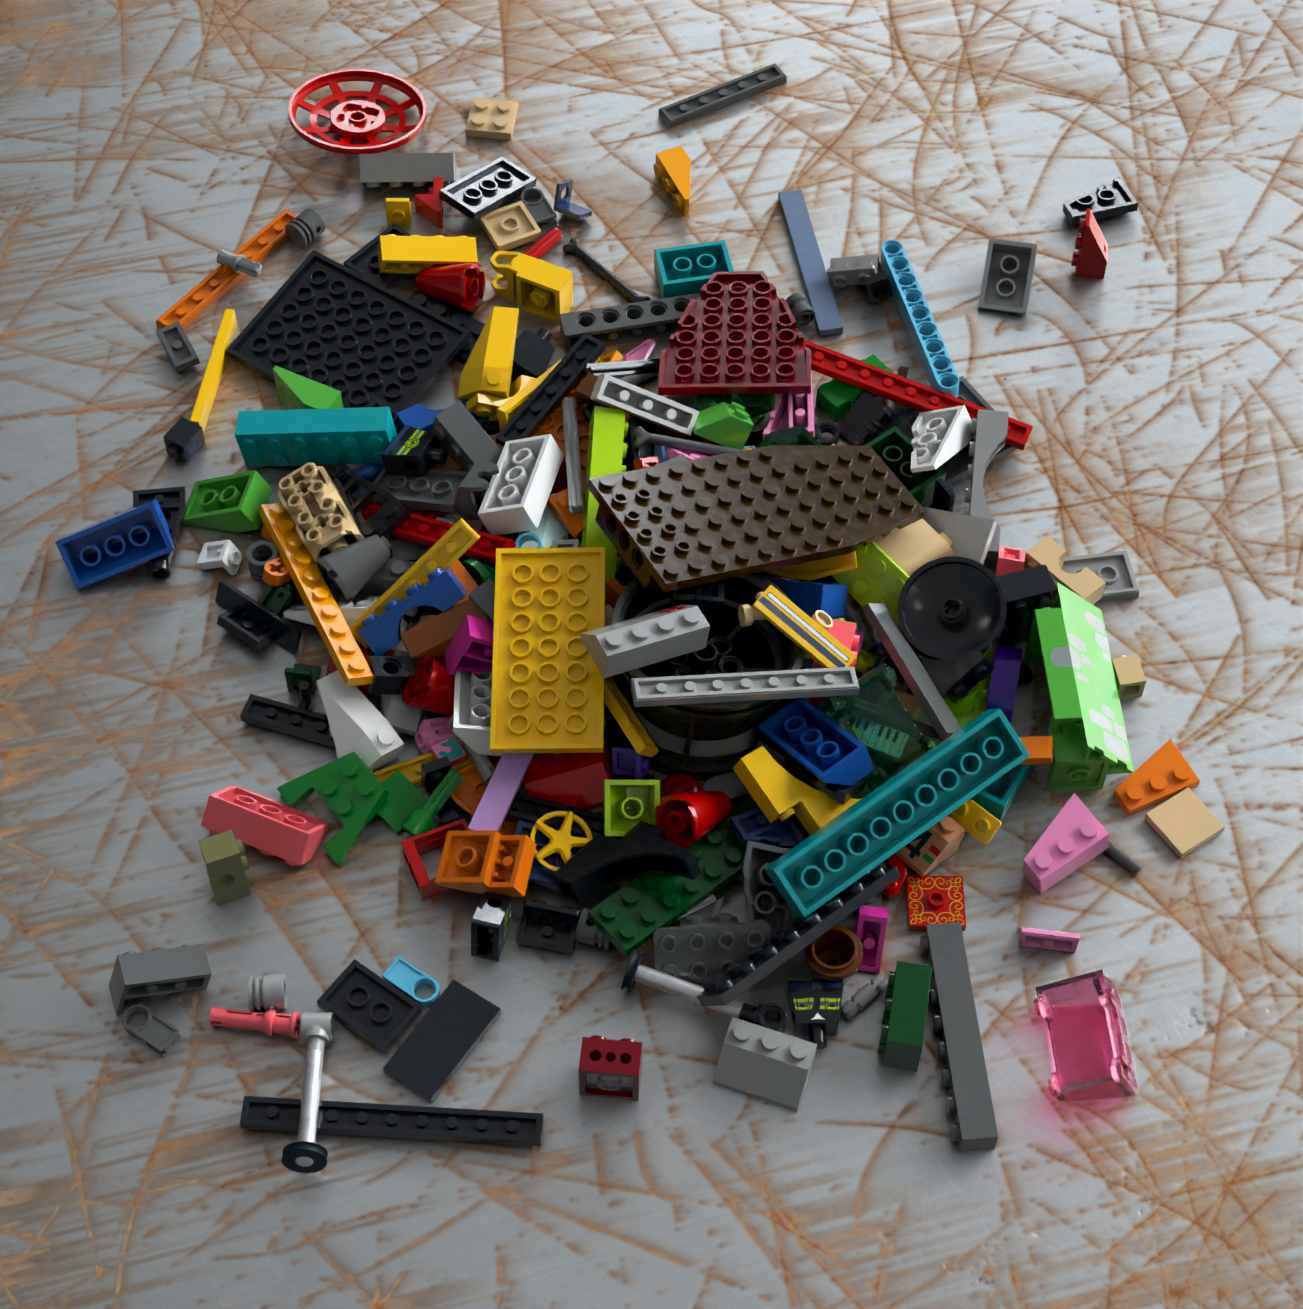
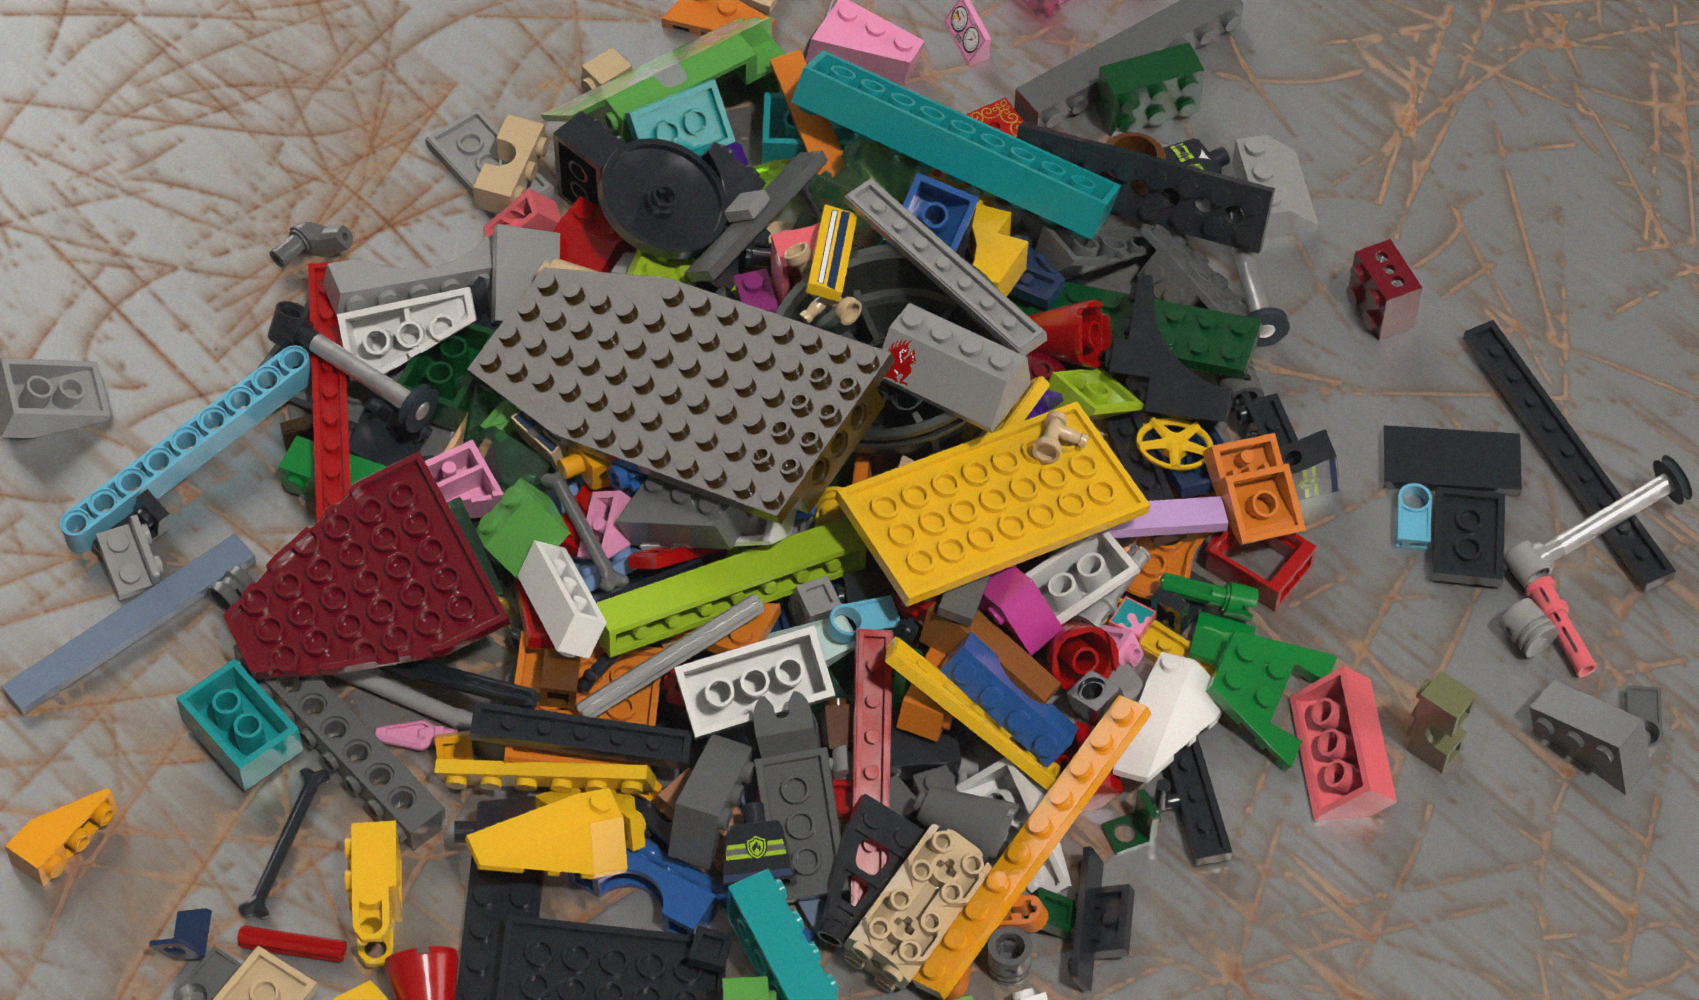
camera: 120 degrees left, 0 degrees up
(581, 712) = (1047, 447): none -> tan piece
(865, 422) = (292, 327): none -> piece
(920, 661) = (747, 206): none -> light grey tile
(1017, 653) = (686, 118): none -> teal plate
(1066, 451) = (314, 240): none -> dark grey arm

